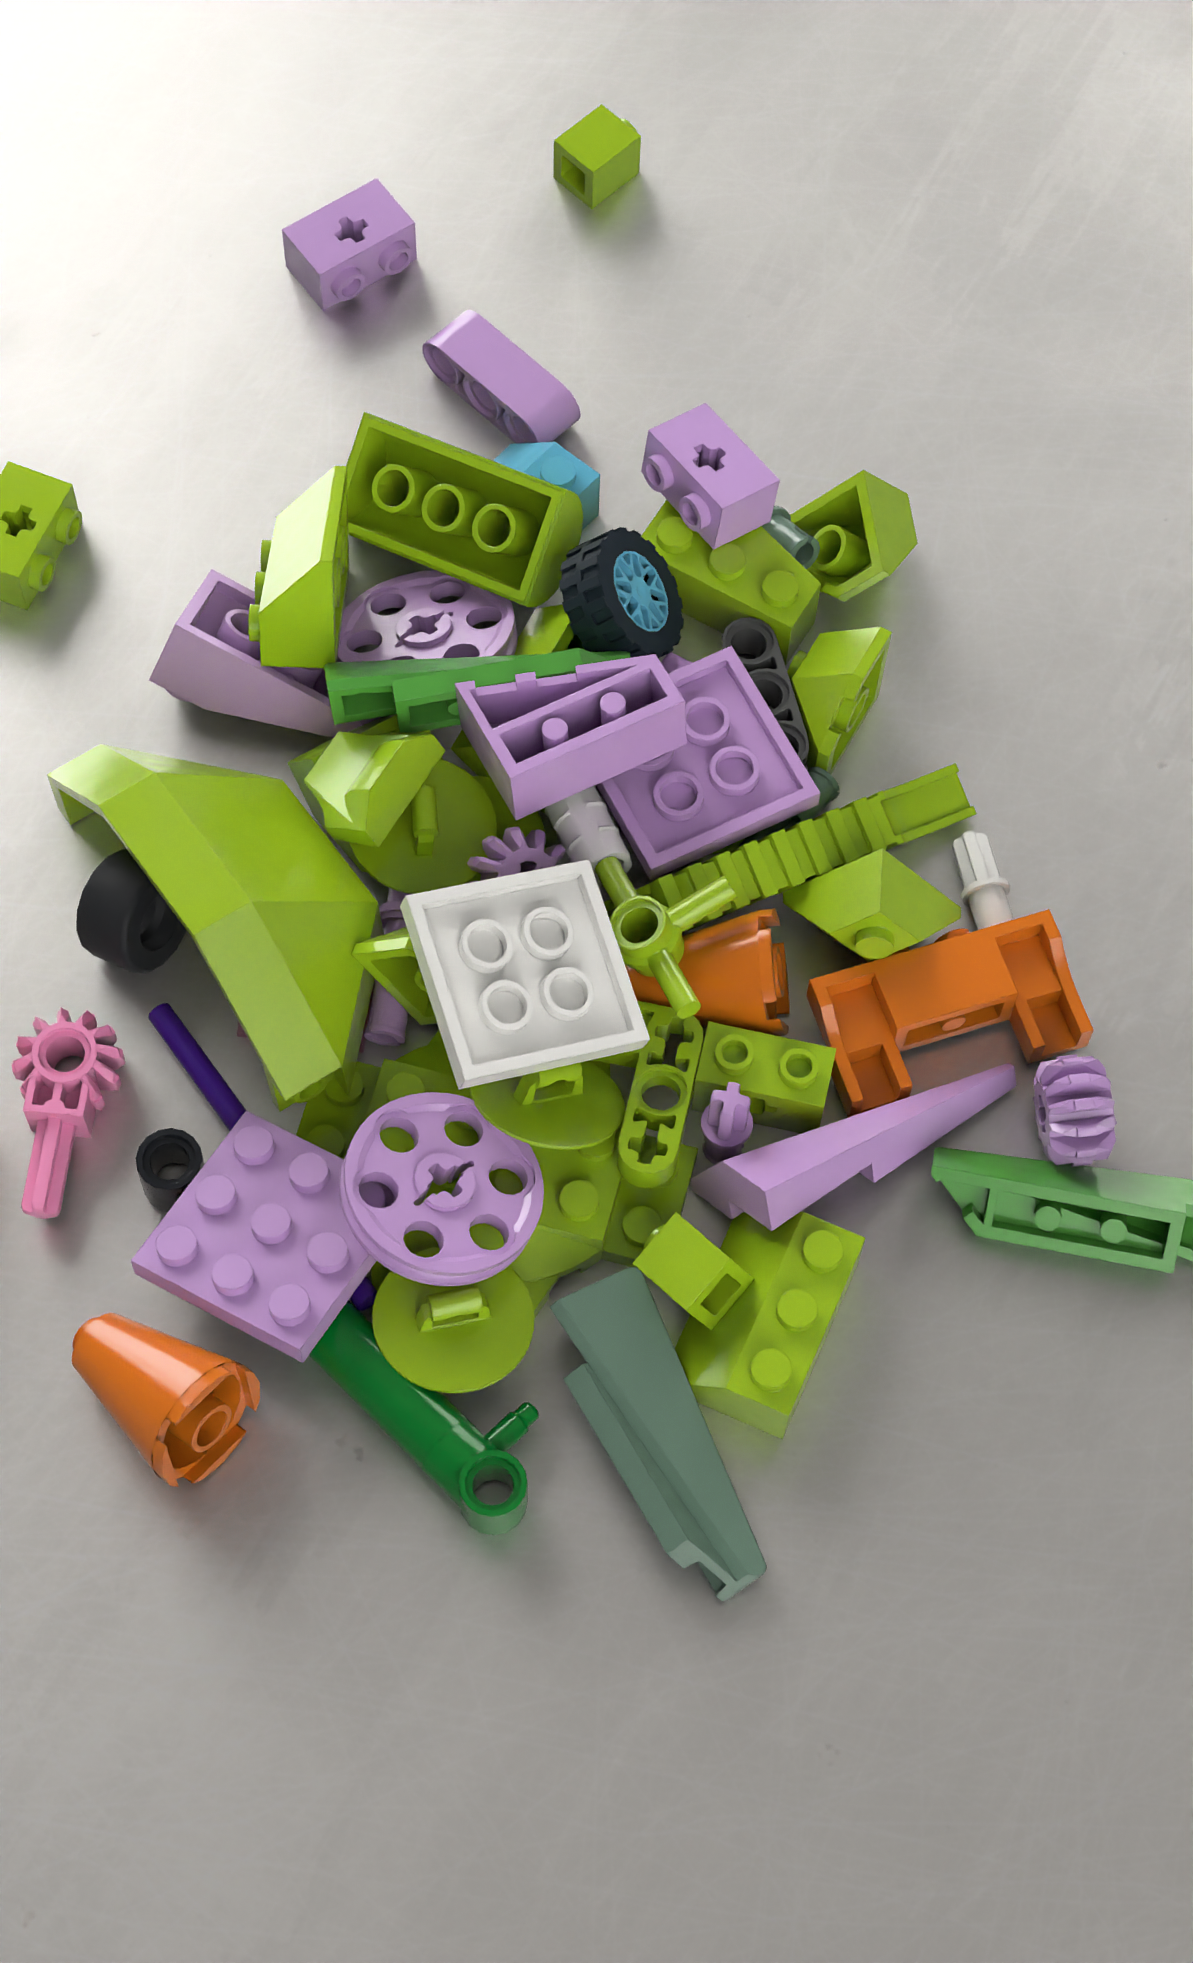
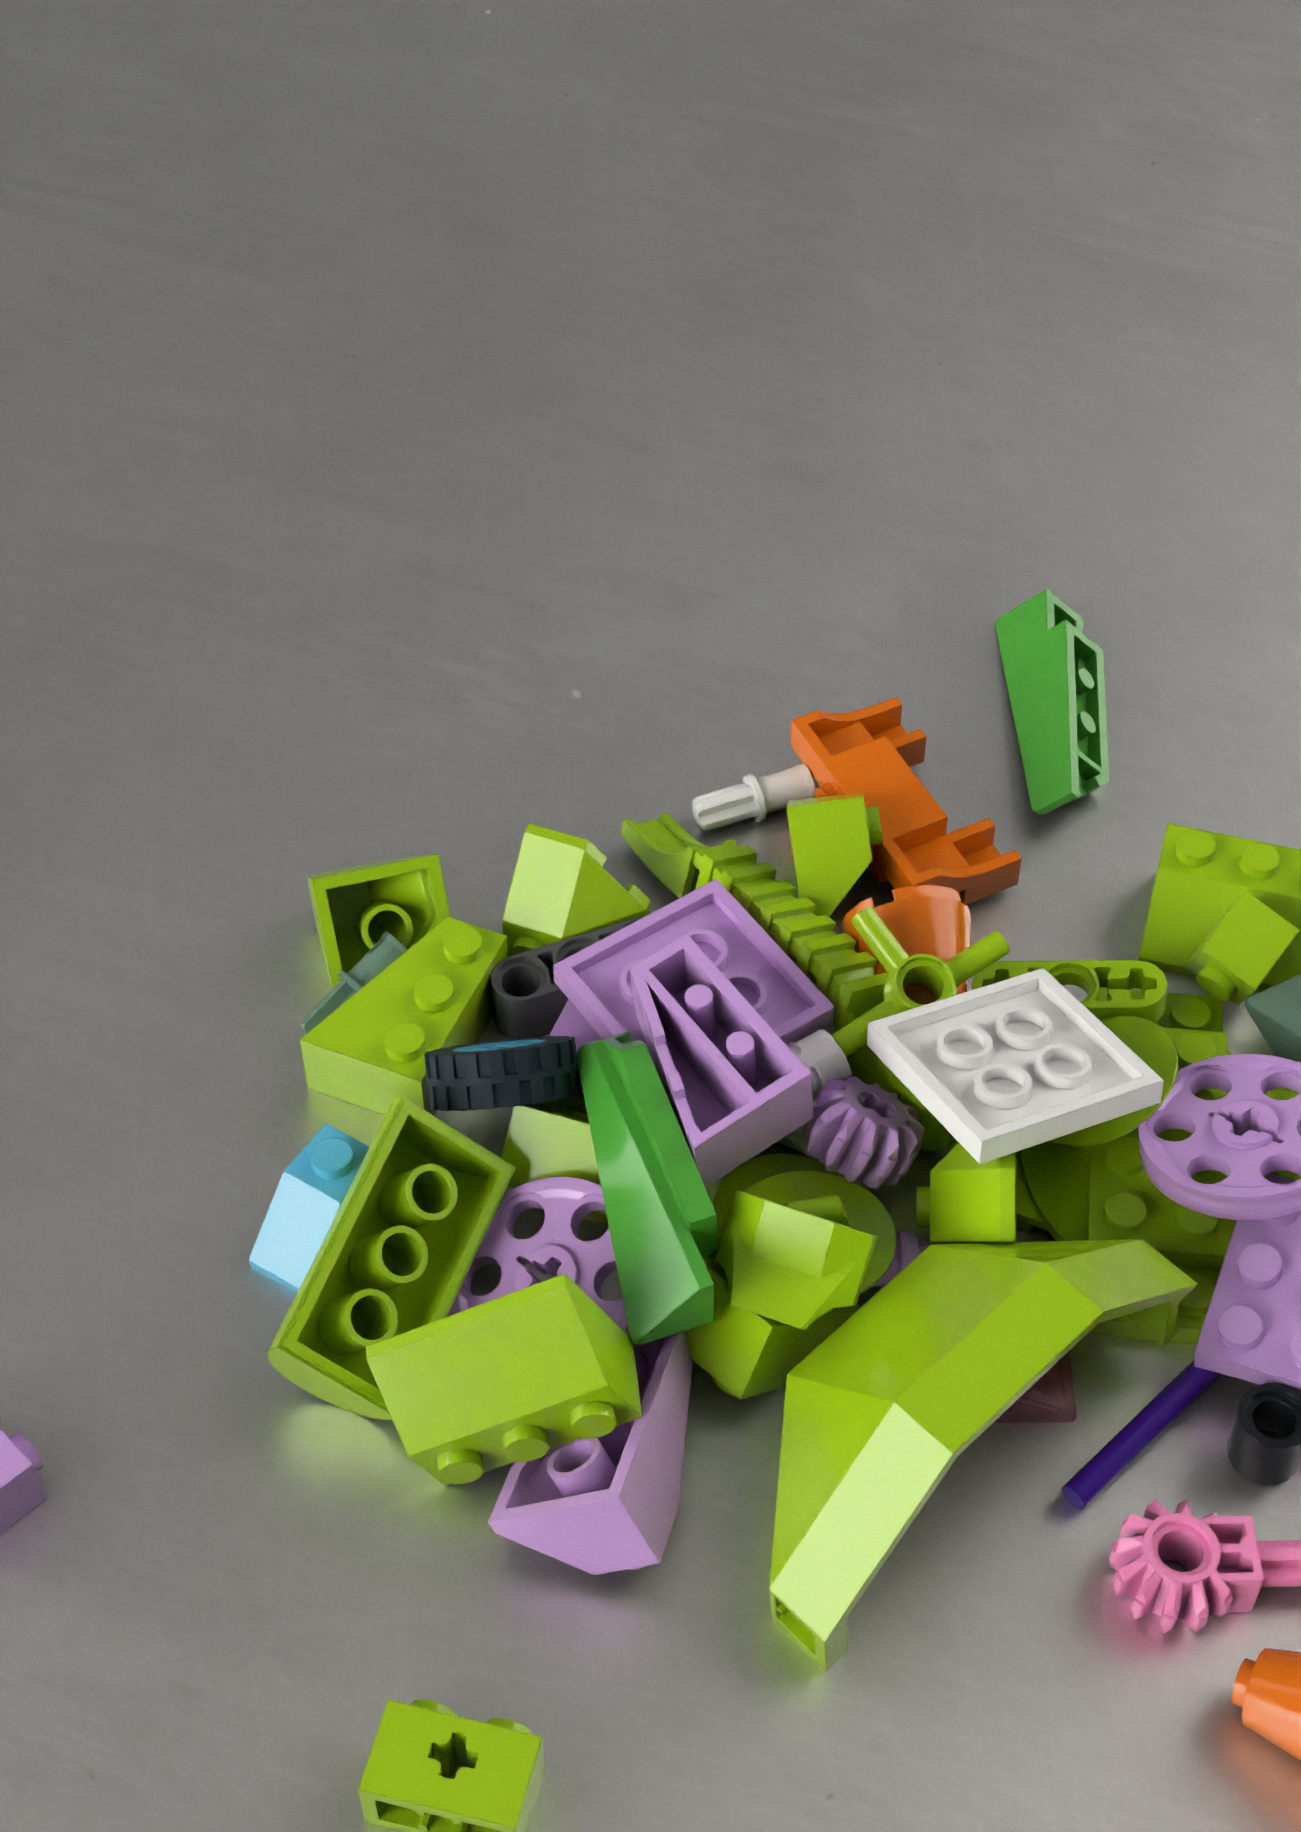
camera: 95 degrees left, 15 degrees down
(126, 917) = (980, 1524): black tyre -> none
(500, 380) = (166, 1271): lavender beam -> none
(709, 476) = (342, 997): lavender brick -> none
(726, 1124) = (1079, 931): lavender axle -> none
(777, 1073) = (1013, 903): lime brick -> none
(797, 1171) = (1089, 885): lavender wedge -> none
(1074, 1110) = (981, 705): lavender gear -> none

